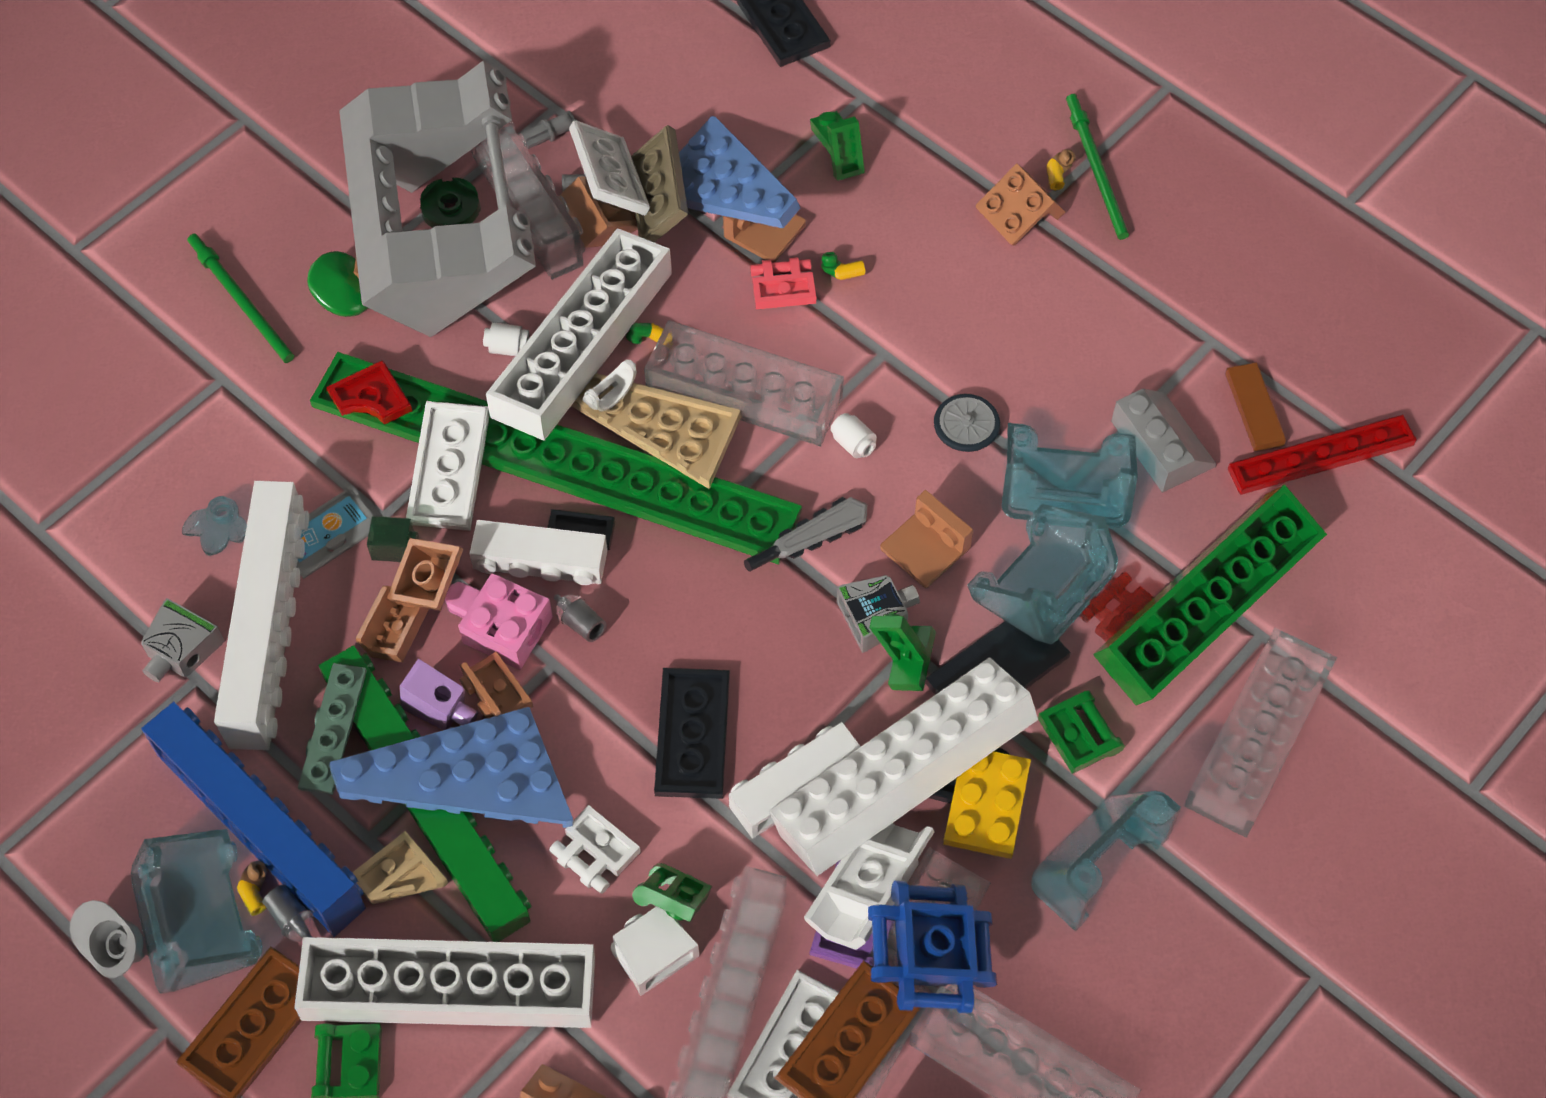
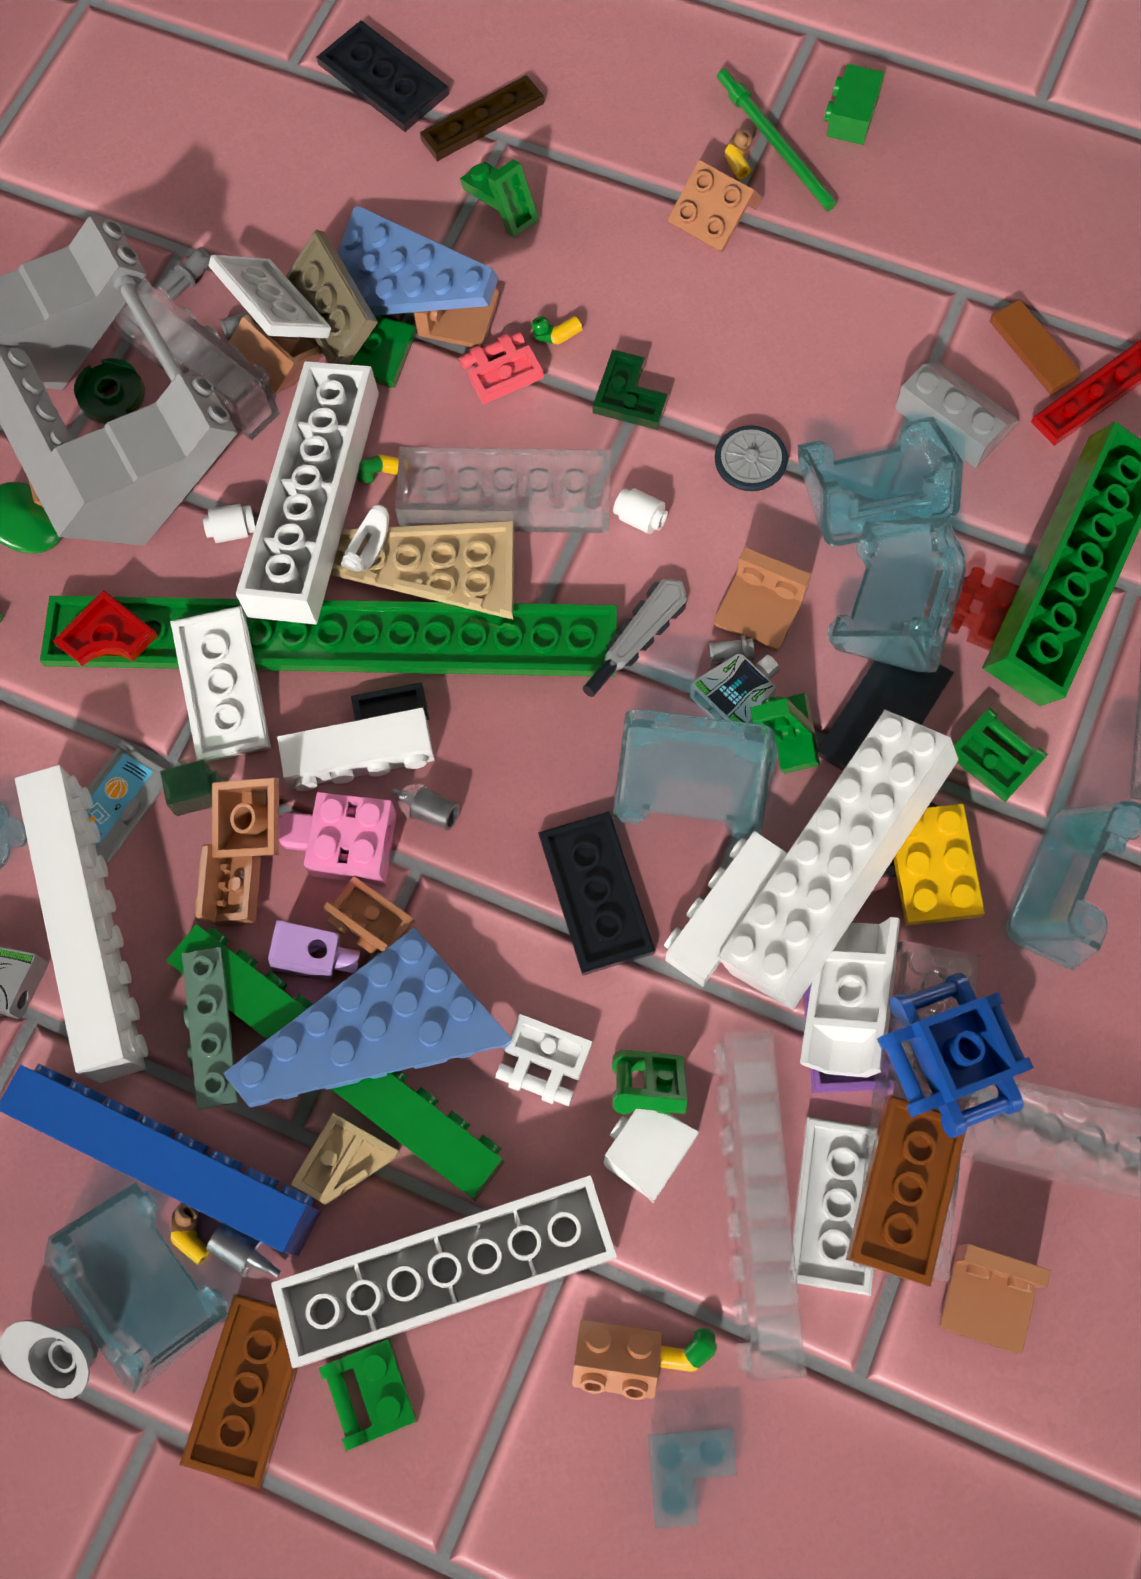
camera: 15 degrees left, 10 degrees up
(691, 240) = (386, 350): none -> green plate
(812, 657) = (694, 770): none -> clear light blue windscreen
(849, 74) = (481, 118): none -> dark brown tile
(876, 337) = (622, 398): none -> dark green plate
(896, 573) = (724, 650): none -> light grey pin
(1176, 156) = (854, 104): none -> green brick

